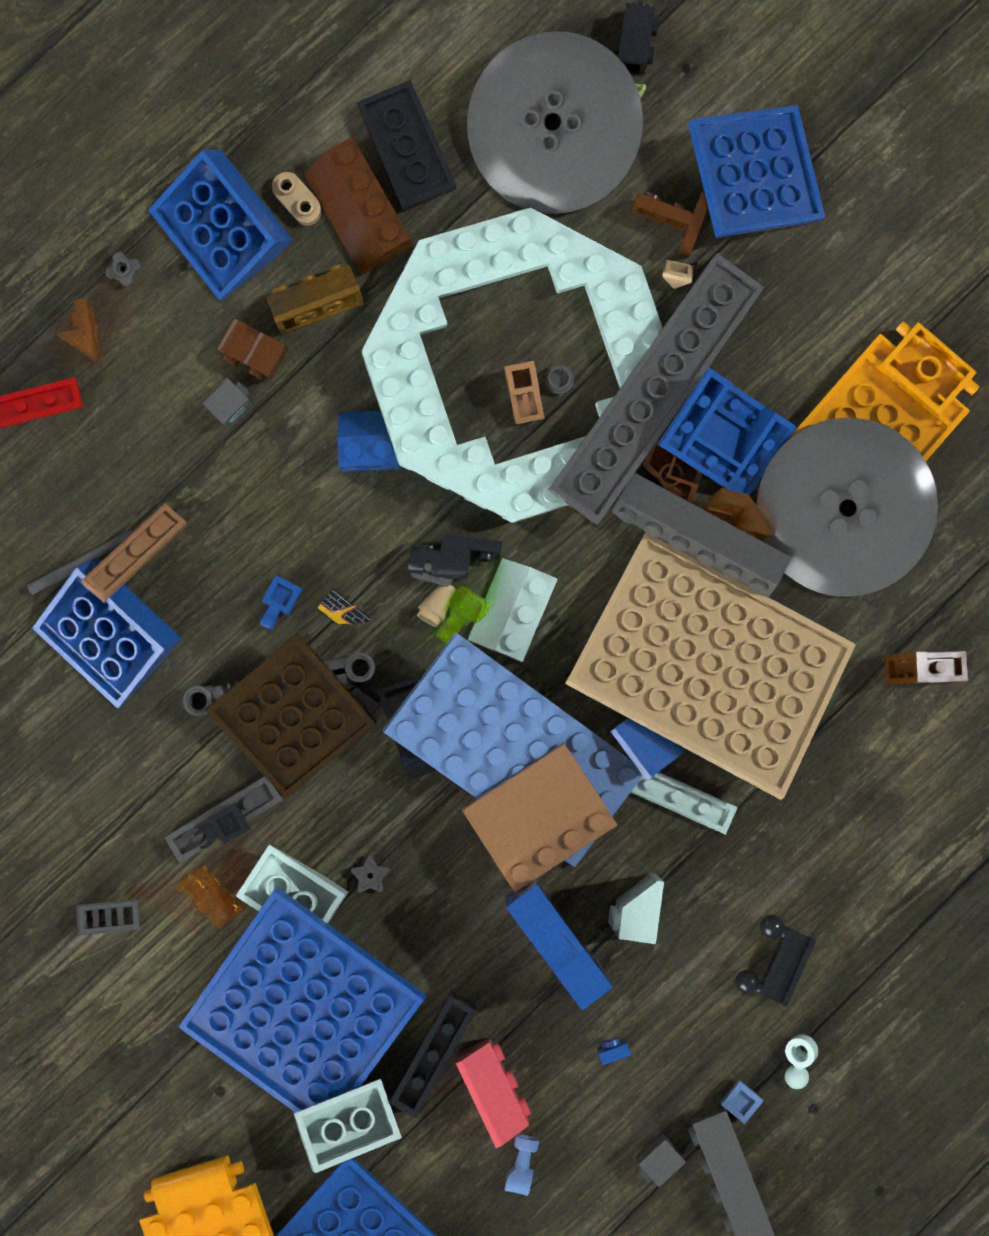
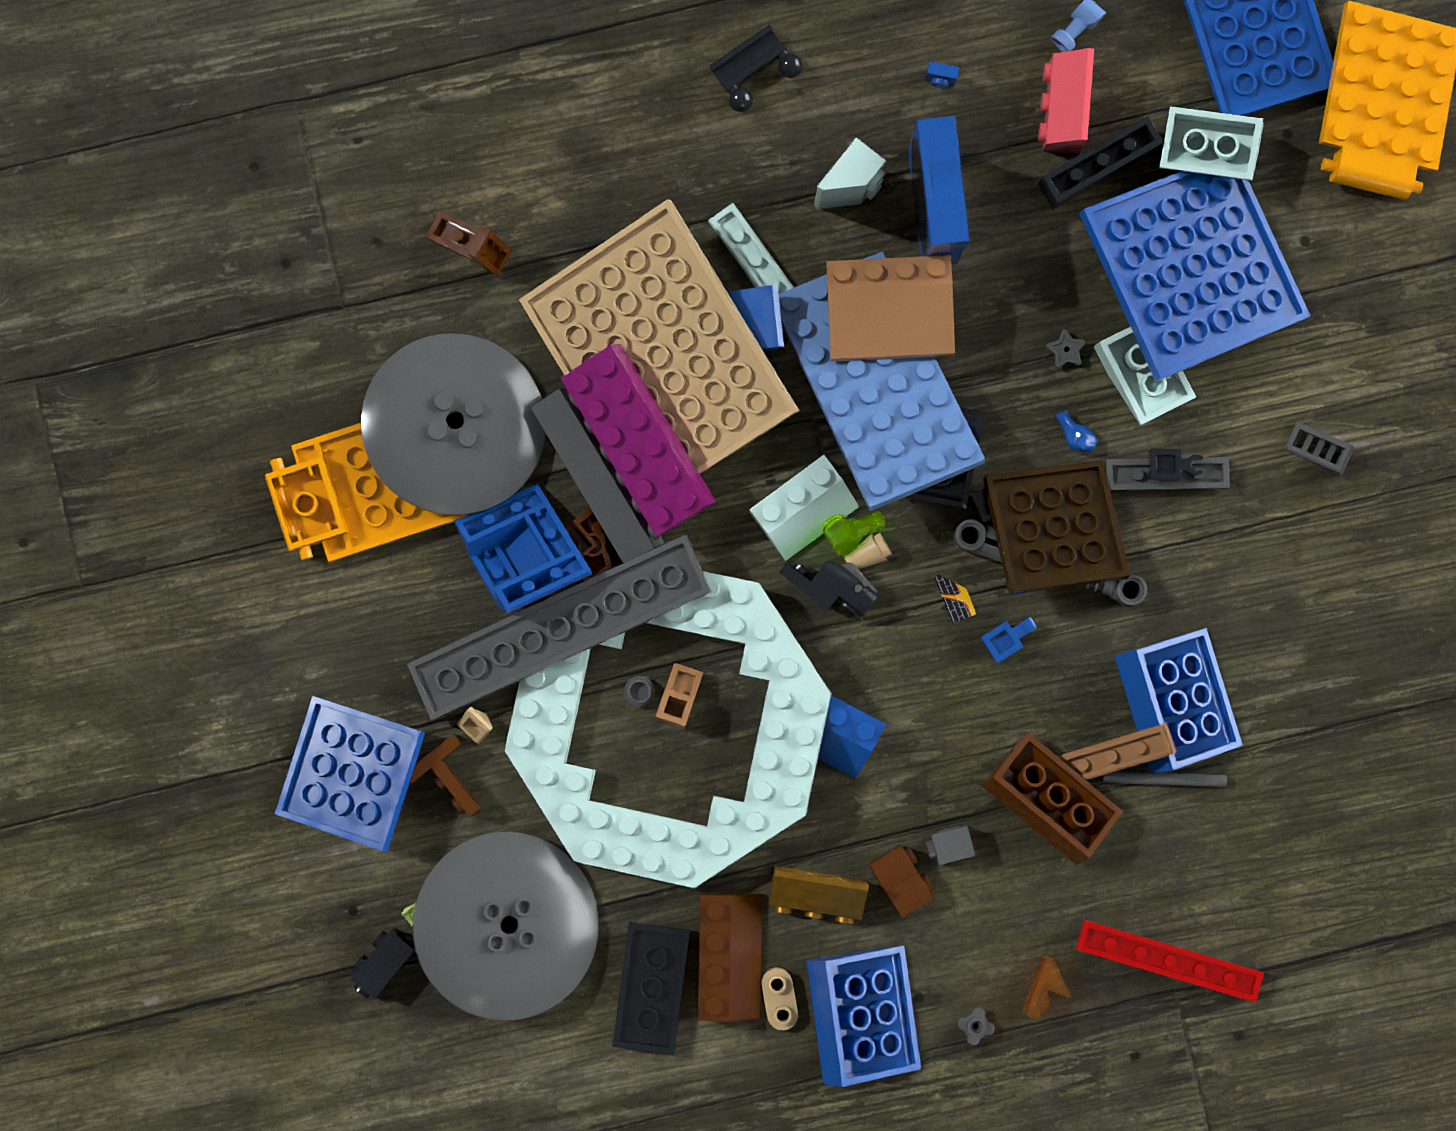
camera: 150 degrees left, 0 degrees up
(164, 488) = (1052, 799): none -> reddish brown slope
(210, 896) = (1218, 411): clear orange slope -> none
(317, 806) = (1077, 436): none -> blue animal
(686, 581) = (638, 439): none -> magenta brick
(746, 513) = (545, 468): clear orange slope -> none

